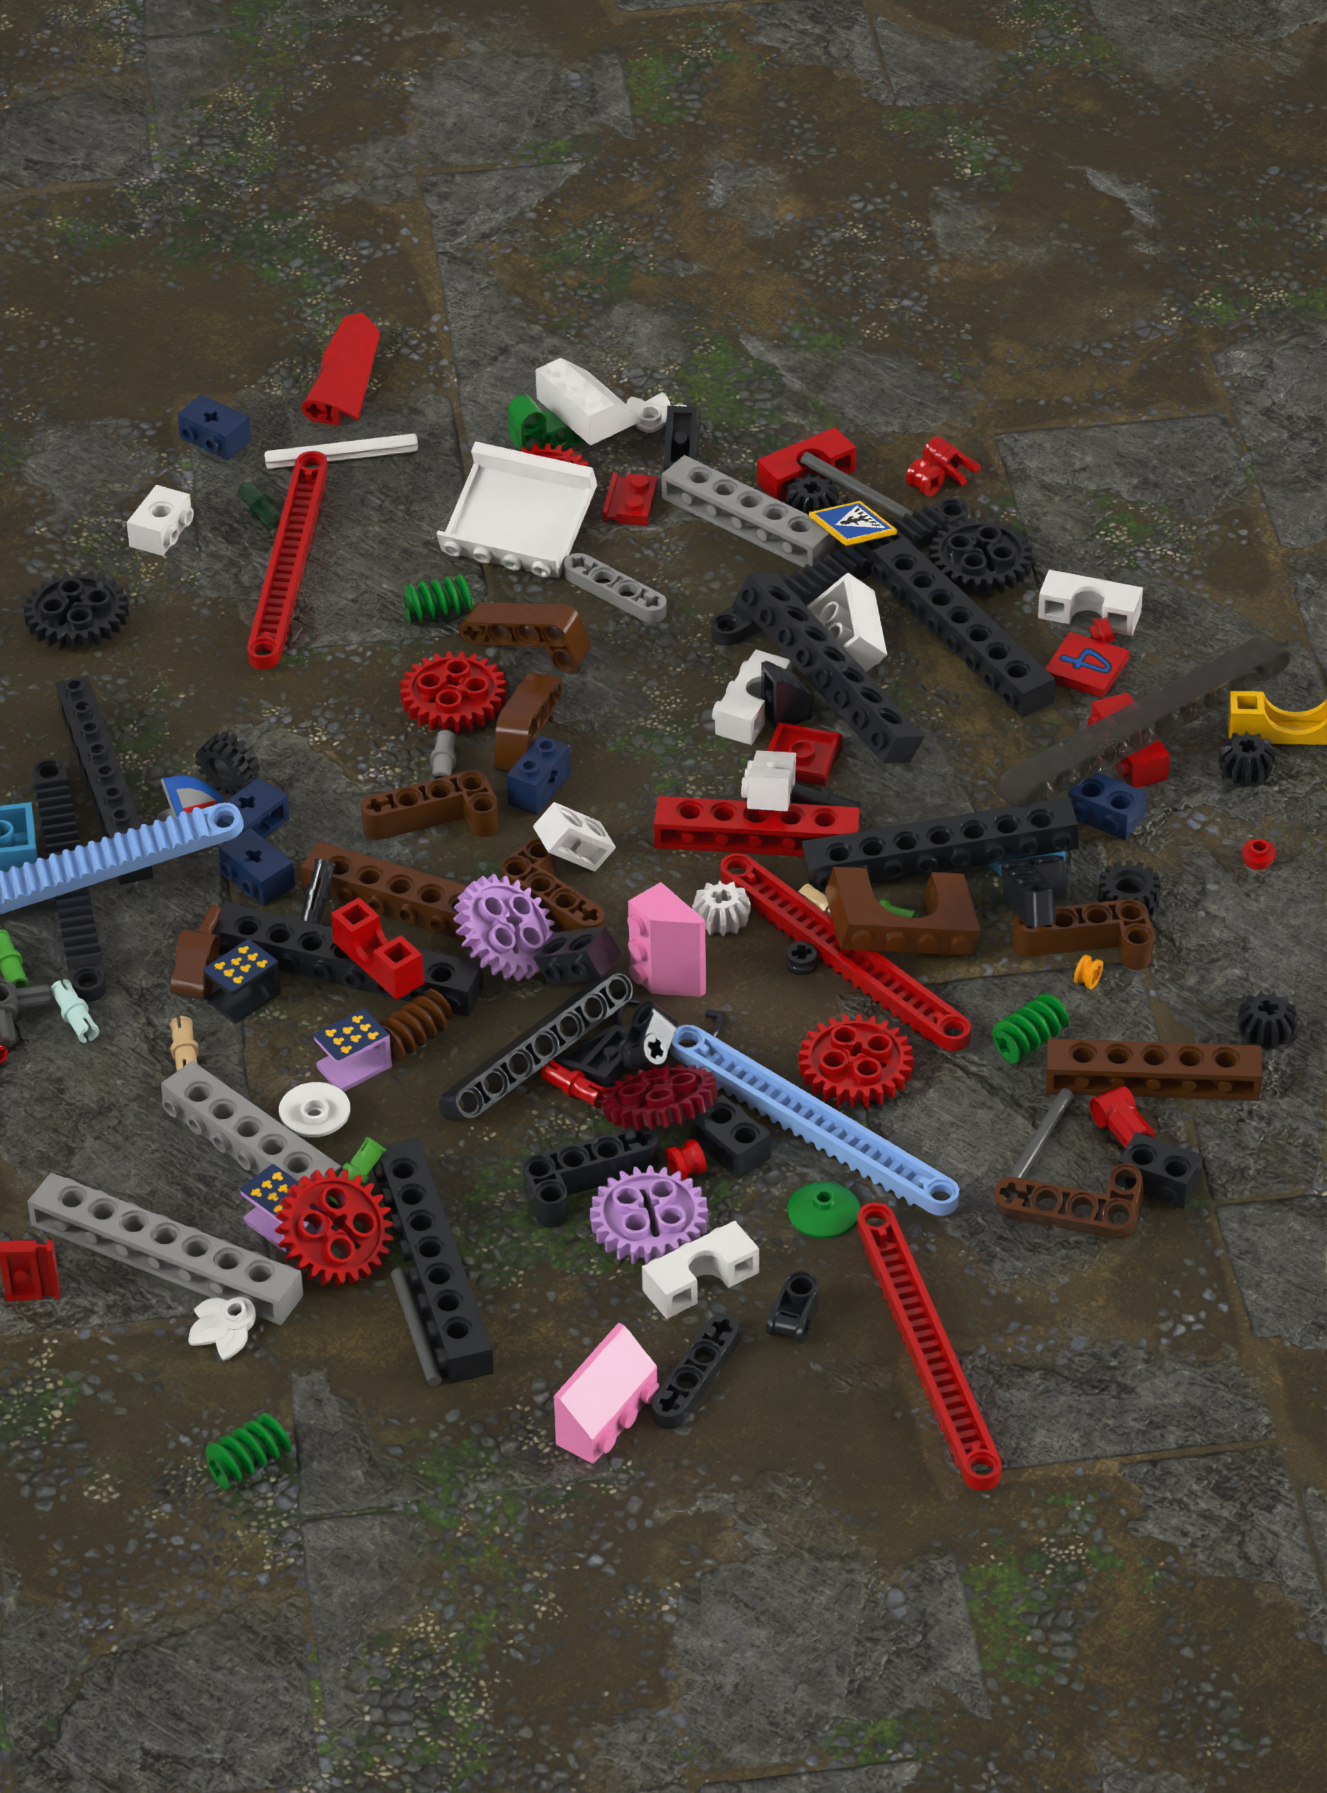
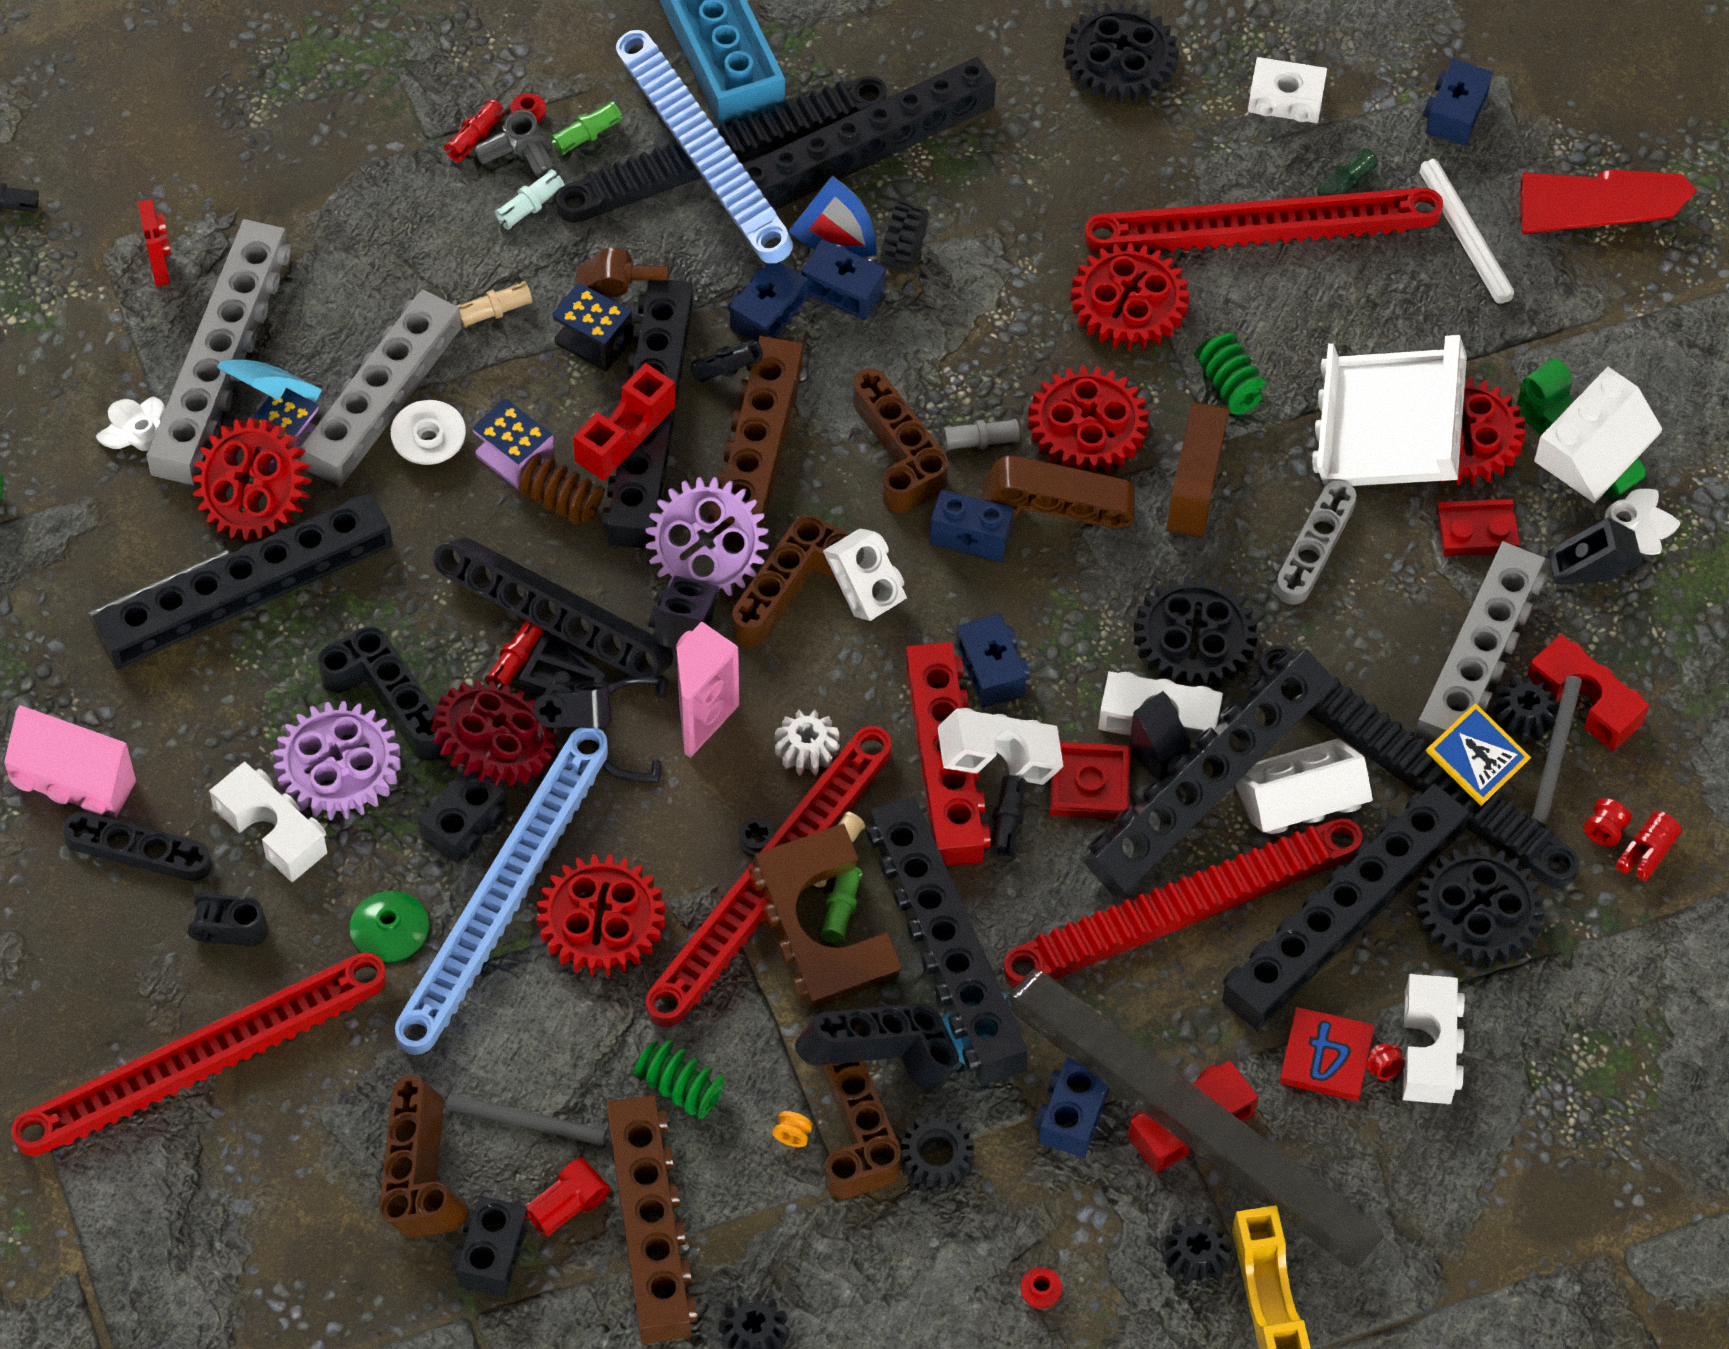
camera: 75 degrees right, 15 degrees up
(229, 1198) = (269, 378): none -> medium azure slope
(336, 647) = (1102, 282): none -> red gear
(363, 1161) = (338, 484): bright green pin -> none
(673, 779) = (992, 661): none -> dark blue brick
(684, 665) = (1231, 637): none -> black gear
(686, 1159) = (420, 779): red wheel -> none
(931, 713) = (1185, 901): none -> red gear

